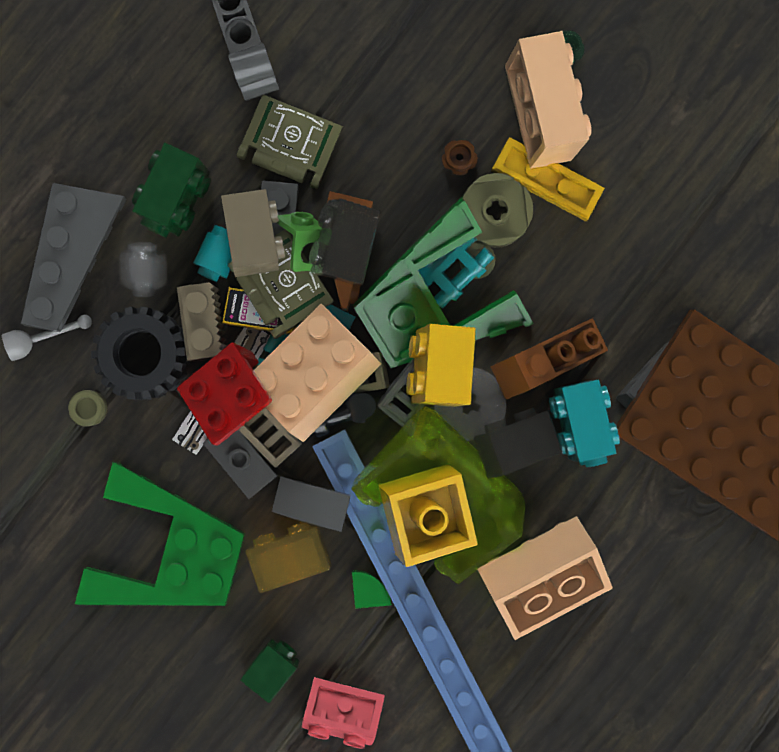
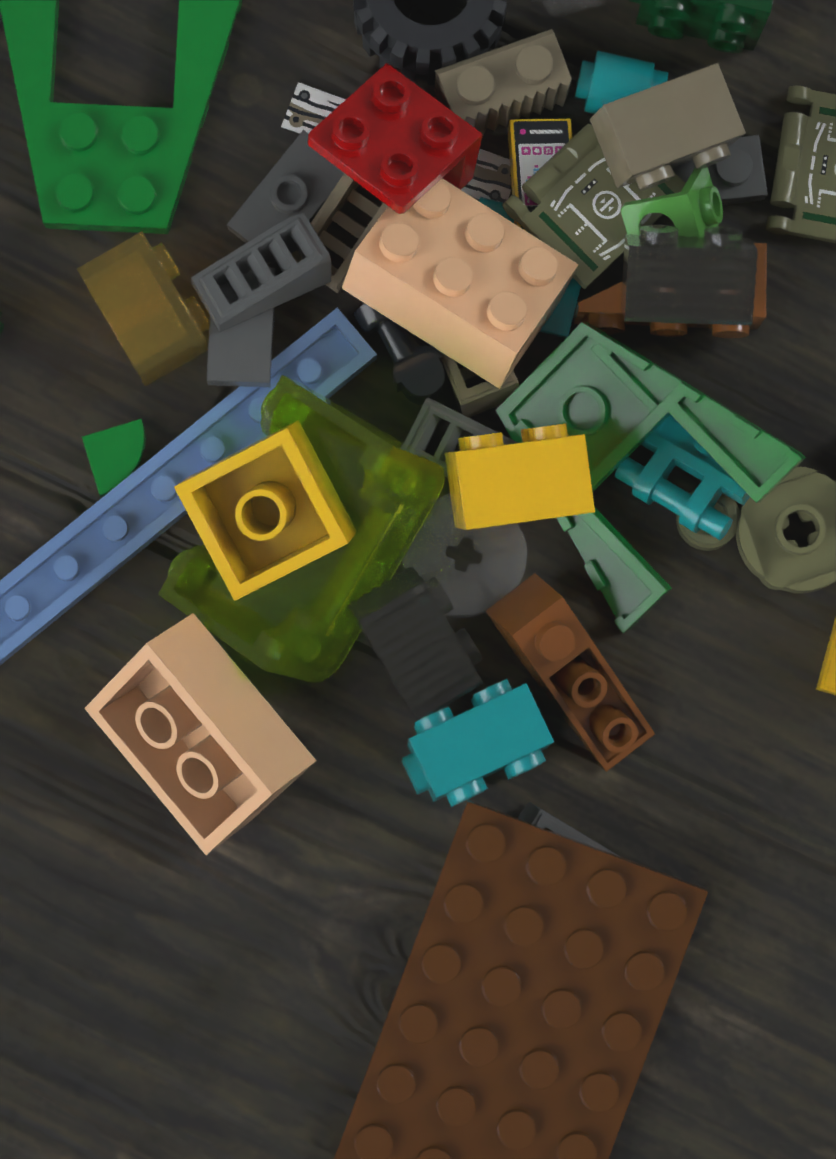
camera: 70 degrees right, 5 degrees down
(269, 475) = (272, 245): none -> dark grey slope

